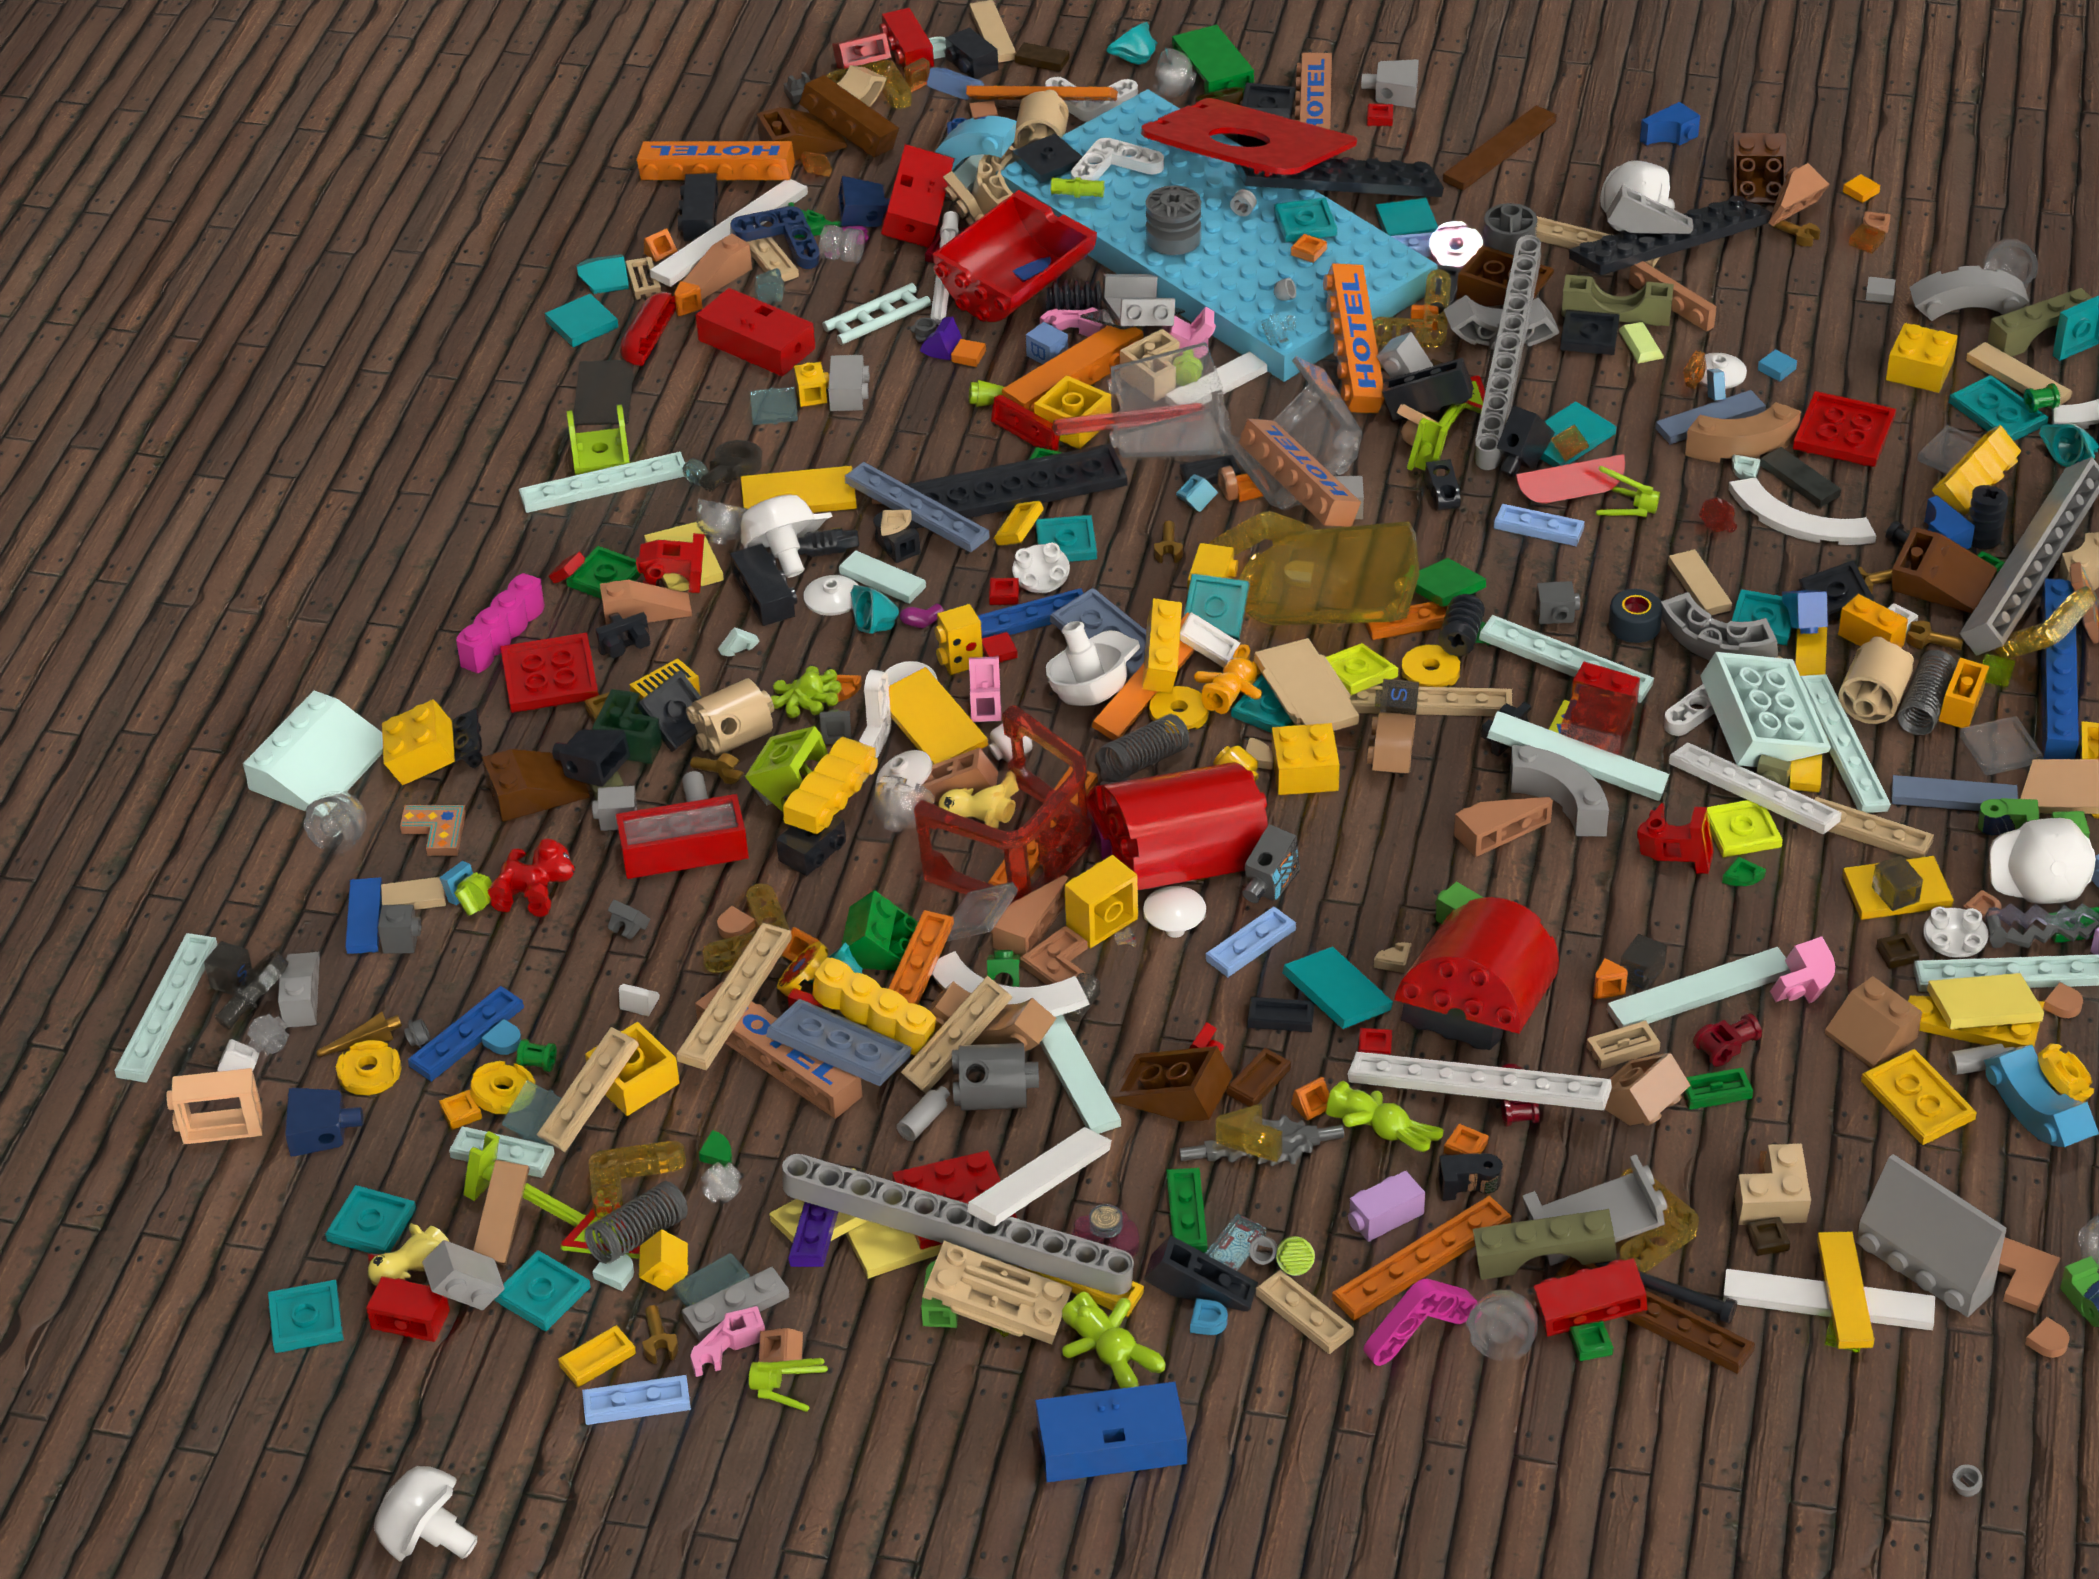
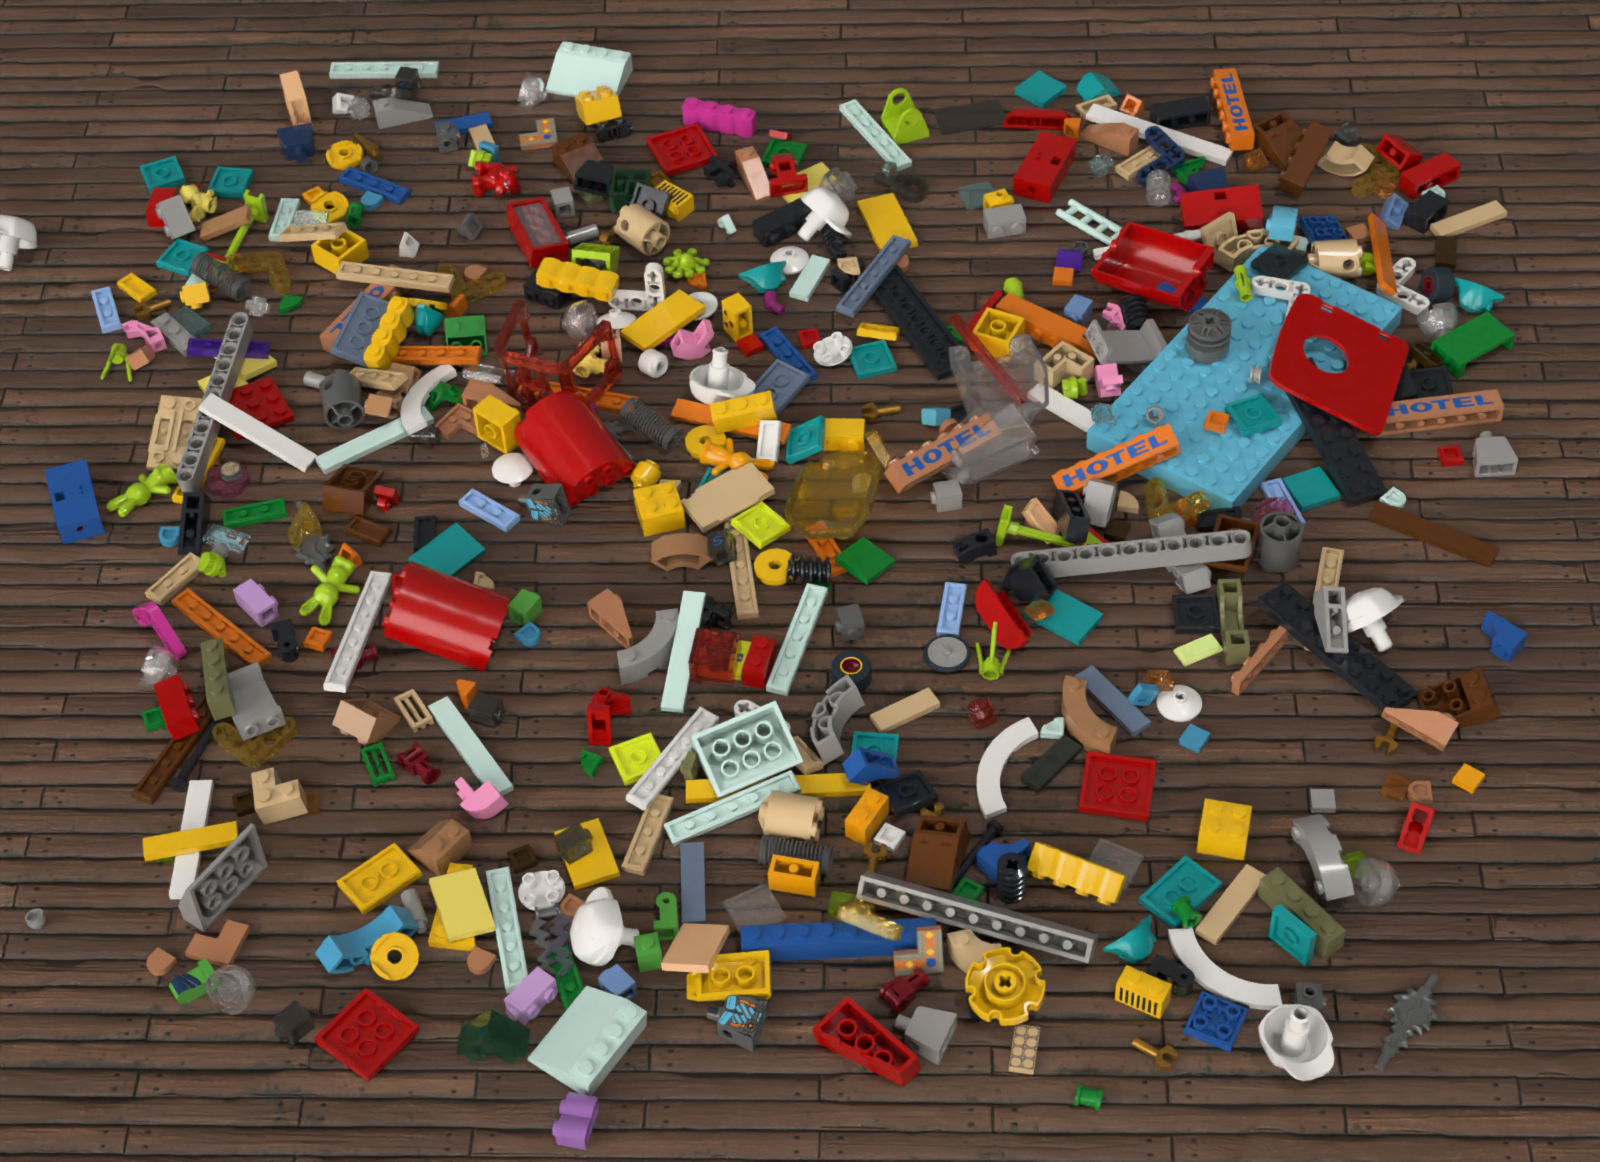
camera: 80 degrees right, 5 degrees up
(1108, 57) = (1437, 284): none -> black wheel
(1440, 163) = (1394, 498): none -> light aqua tile
(1614, 535) = (947, 653): none -> light grey wheel
(1931, 224) = (1416, 827): none -> red arch

